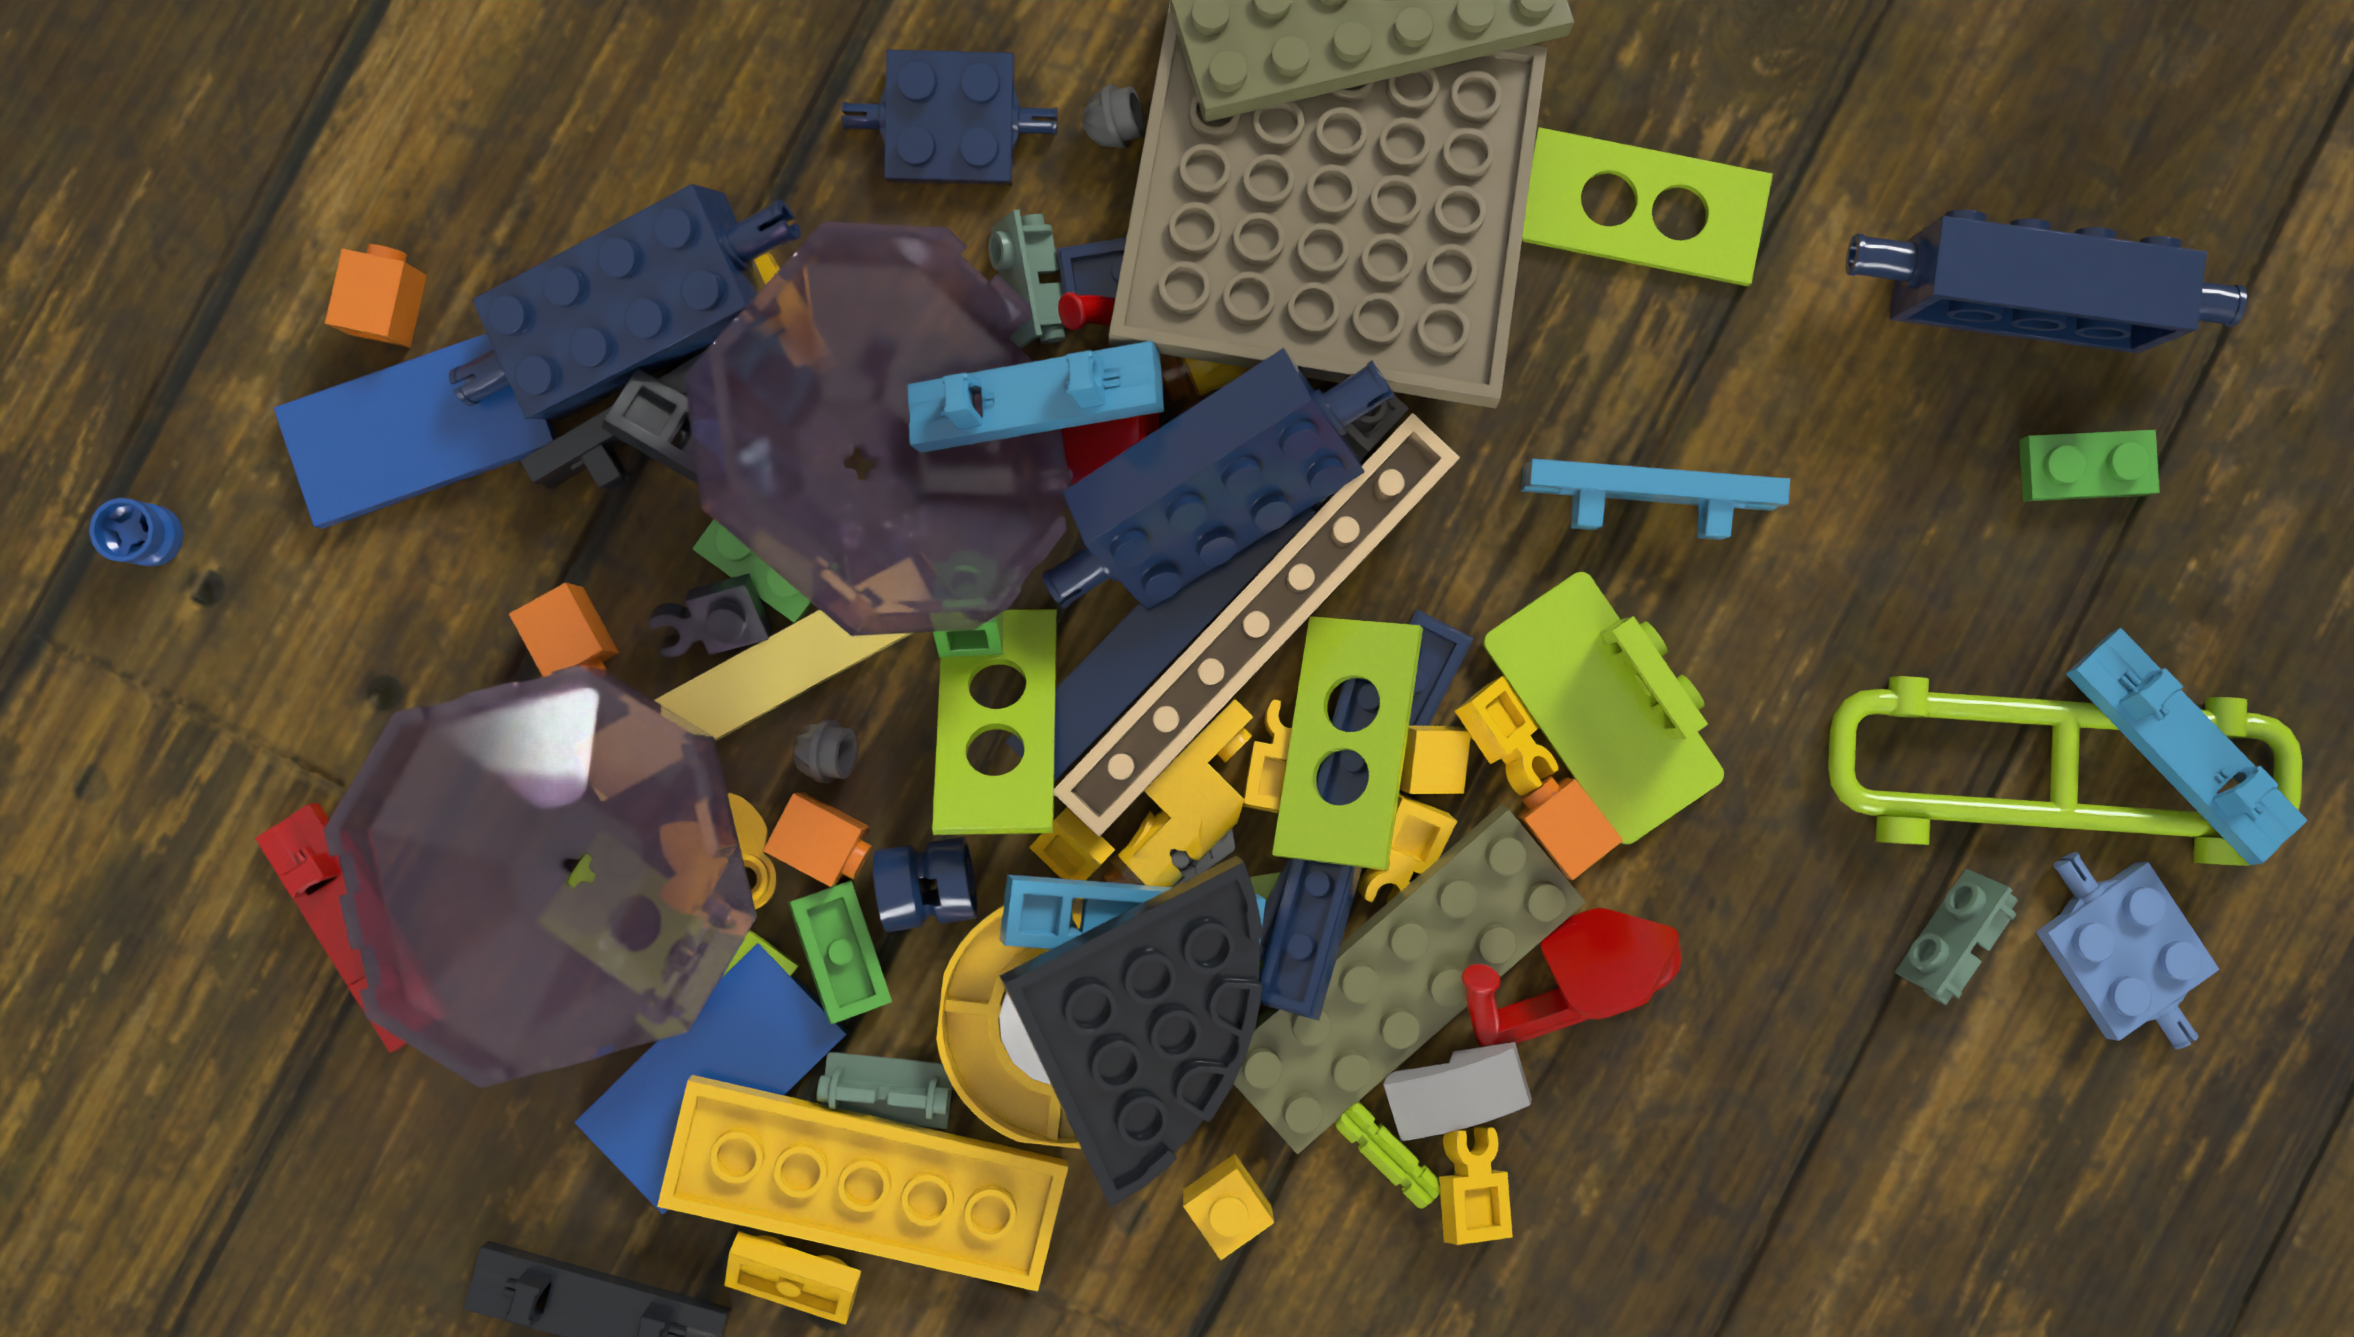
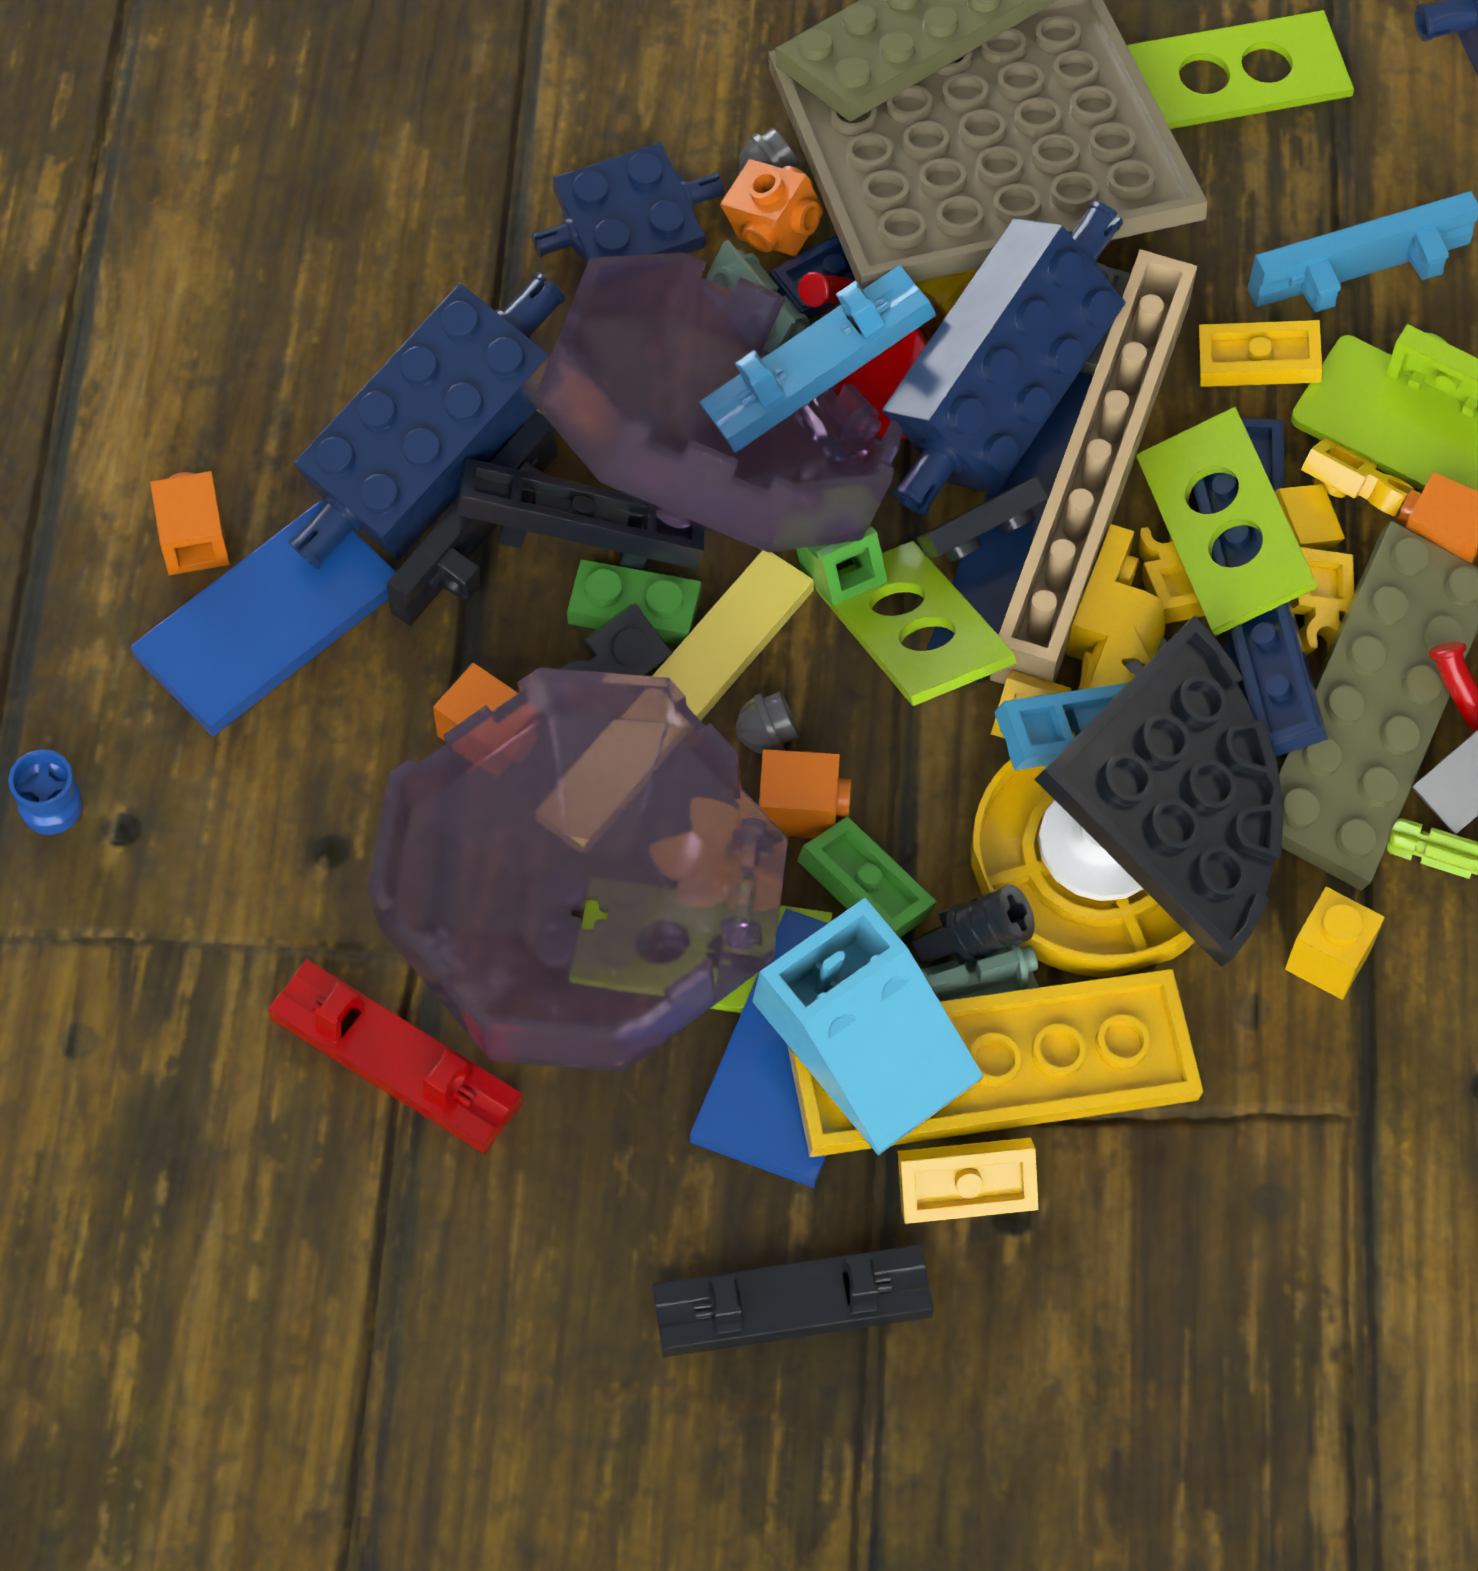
camera: 30 degrees left, 25 degrees down
(740, 1133) = (867, 1025): none -> medium azure slope
(903, 889) = (923, 784): dark blue wheel -> none
(907, 1058) = (979, 927): none -> black hinge
(1085, 185) = (772, 207): none -> orange brick
(1113, 637) = (1007, 509): none -> black plate
(1487, 558) = (1260, 353): none -> yellow plate

